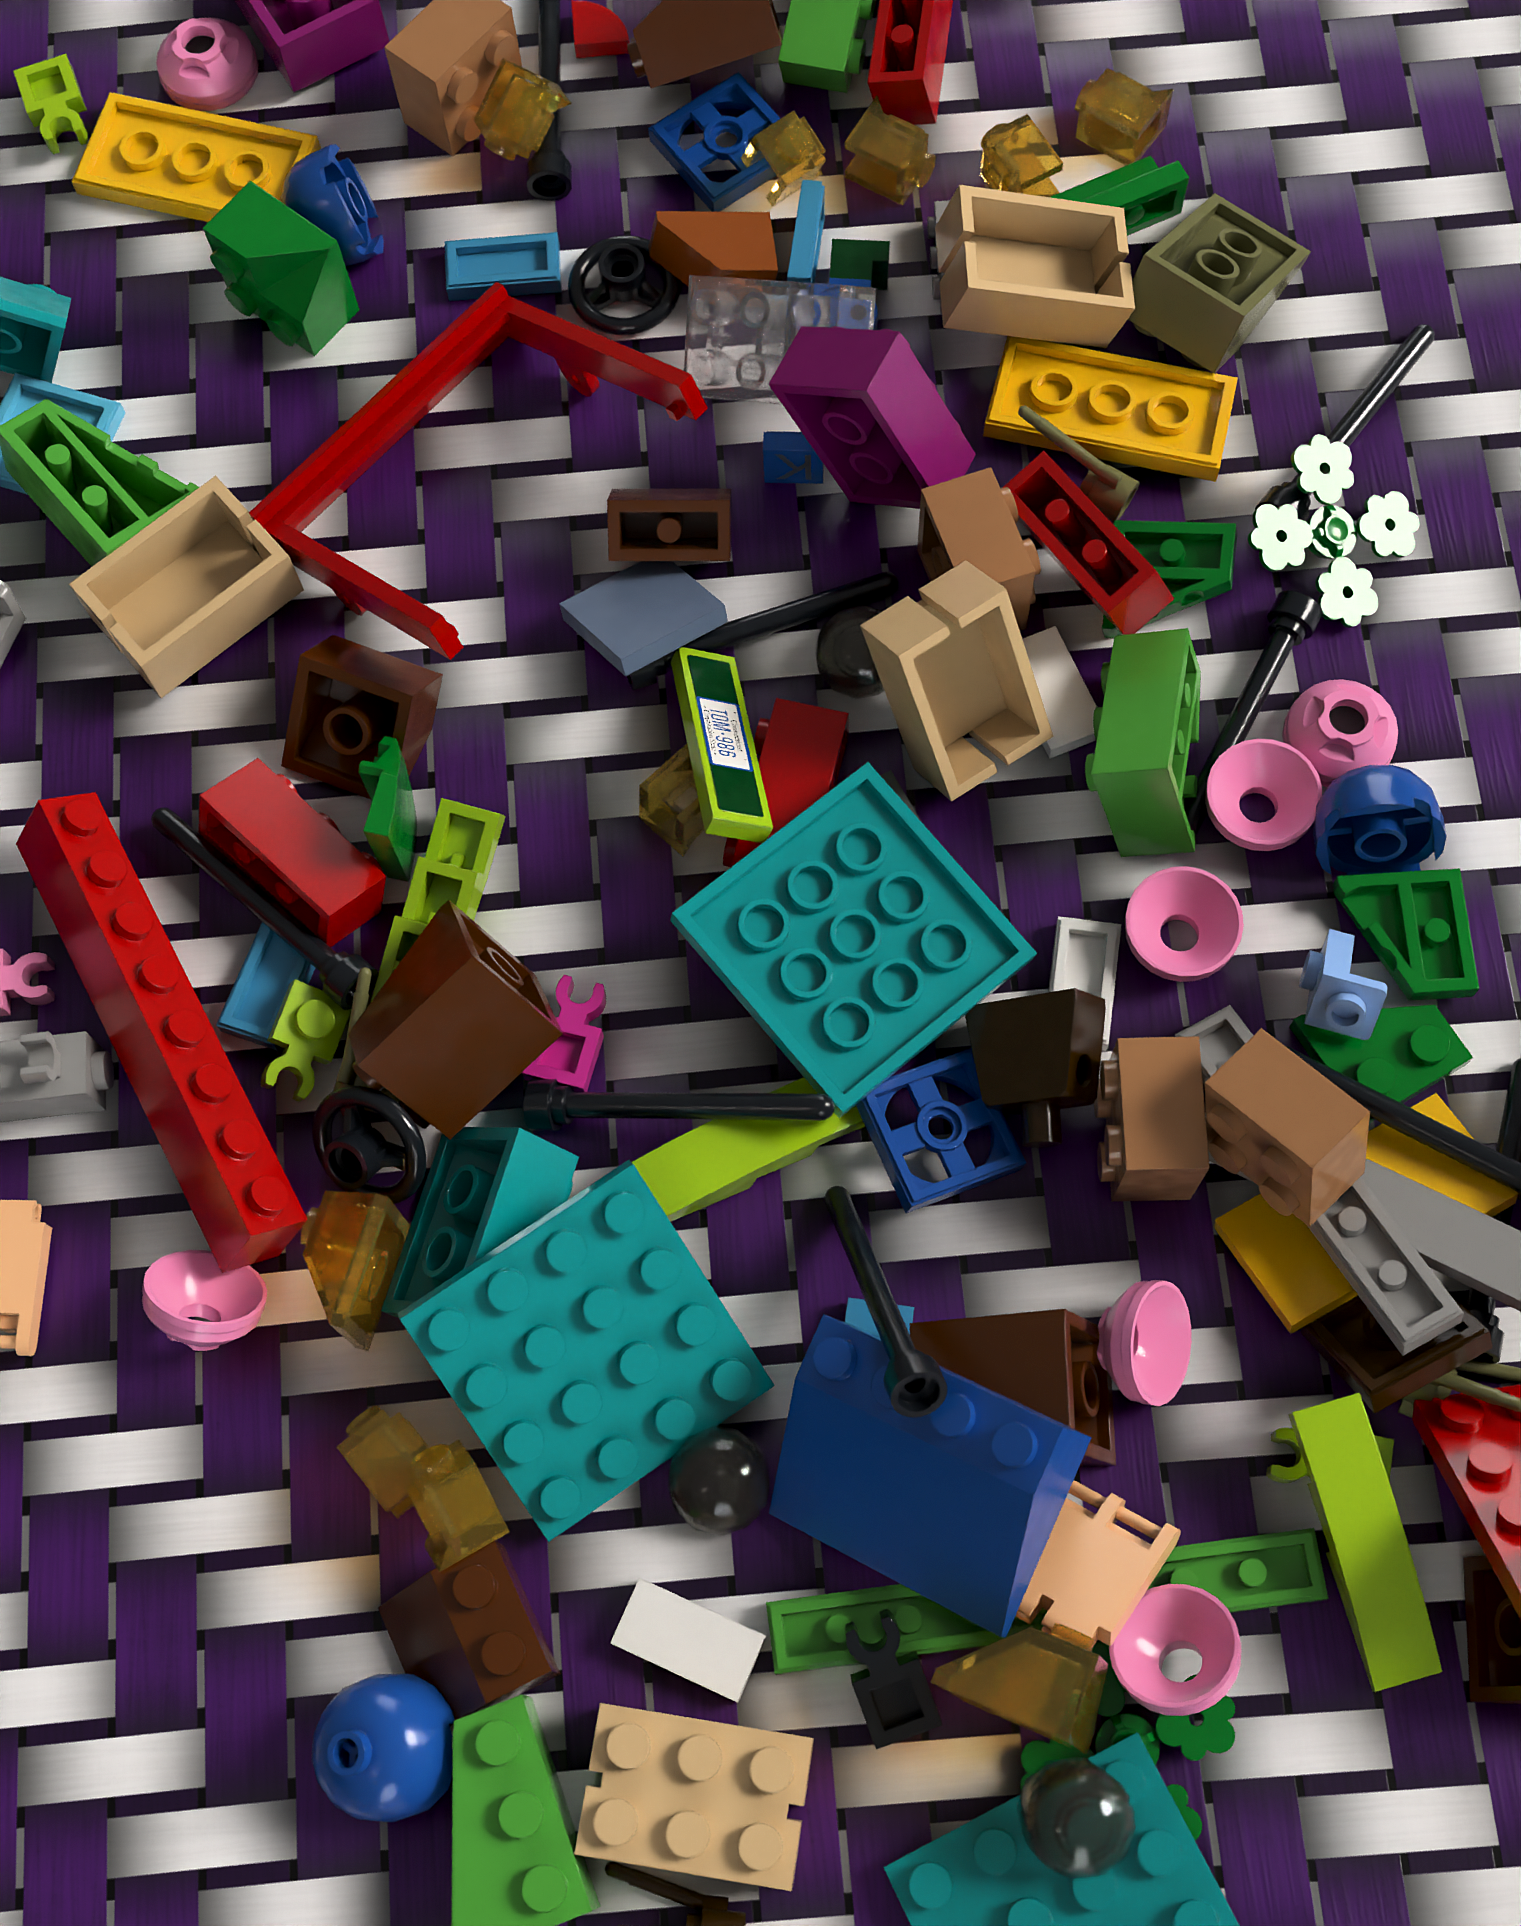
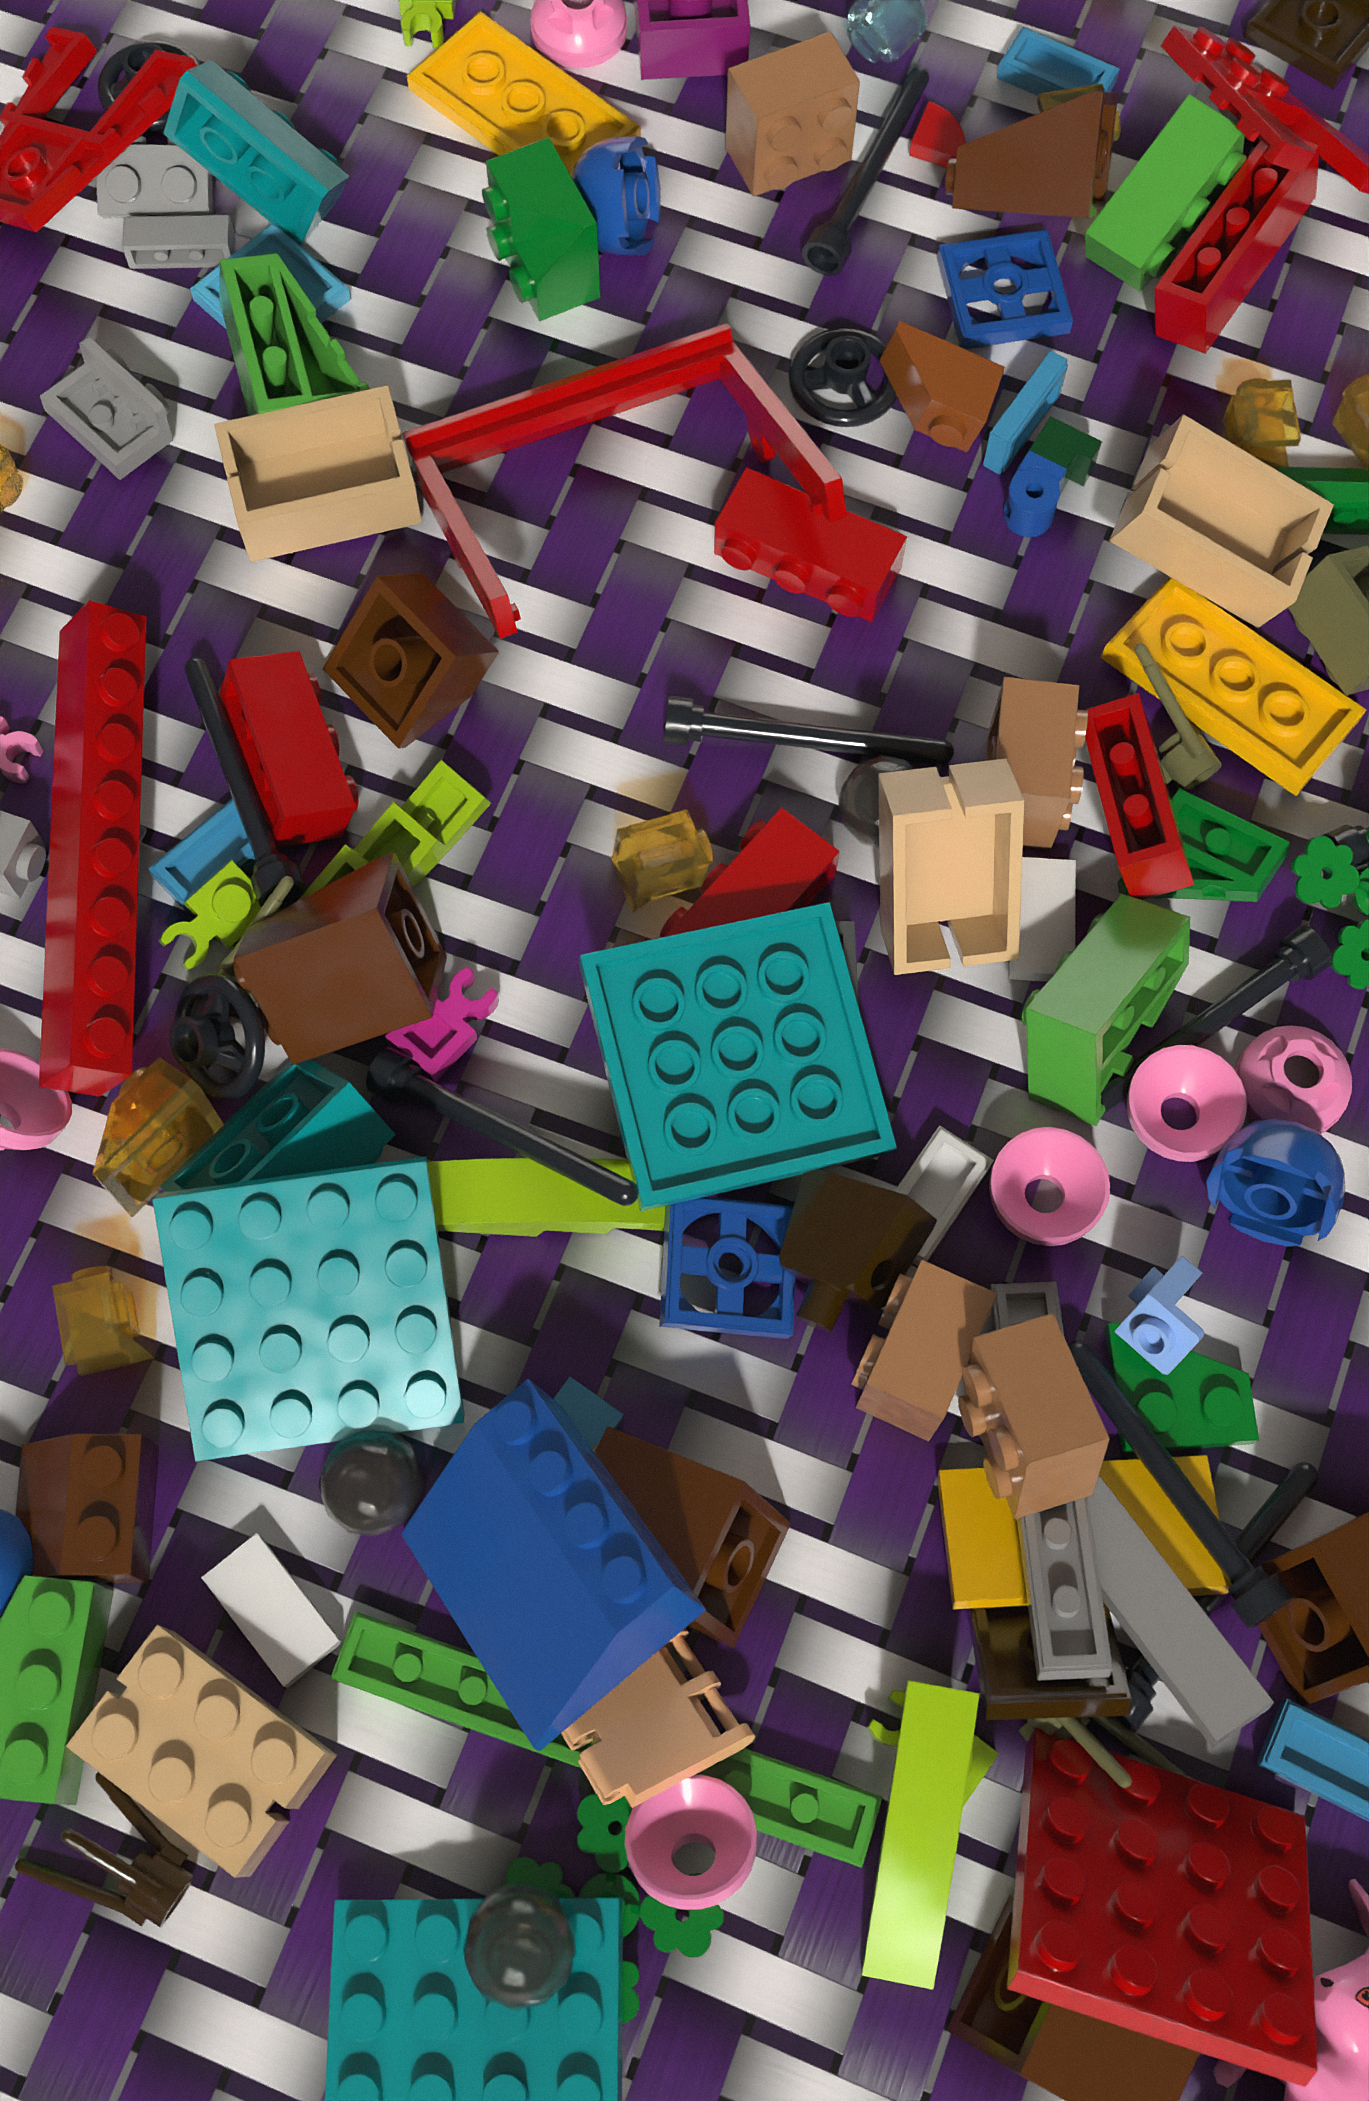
camera: 20 degrees right, 0 degrees up
(392, 815) = (390, 751): green slope -> none
(452, 1504) = (122, 1384): clear yellow window -> none
(518, 111) = (825, 178): clear yellow window -> none
(519, 262) = (753, 313): dark azure tile -> none
(643, 614) = (704, 677): sand blue tile -> none
(651, 451) = (776, 535): none -> red brick
(669, 525) = (768, 609): reddish brown brick -> none
(721, 746) = (708, 827): tile -> none
(746, 326) = (953, 489): clear slope -> none
(790, 459) = (914, 599): blue tile -> none
(791, 152) = (1051, 322): clear yellow window -> none
(870, 414) = (995, 587): magenta brick -> none
(889, 154) = (1145, 362): clear yellow window -> none
(892, 1688) = (422, 1746): black plate -> none
(911, 1377) = (564, 1473): black piece -> none
(1035, 1682) = (543, 1806): clear yellow slope -> none
(1146, 1342) = (825, 1556): bright pink piece -> none
(1415, 928) = (1267, 1295): green wing -> none

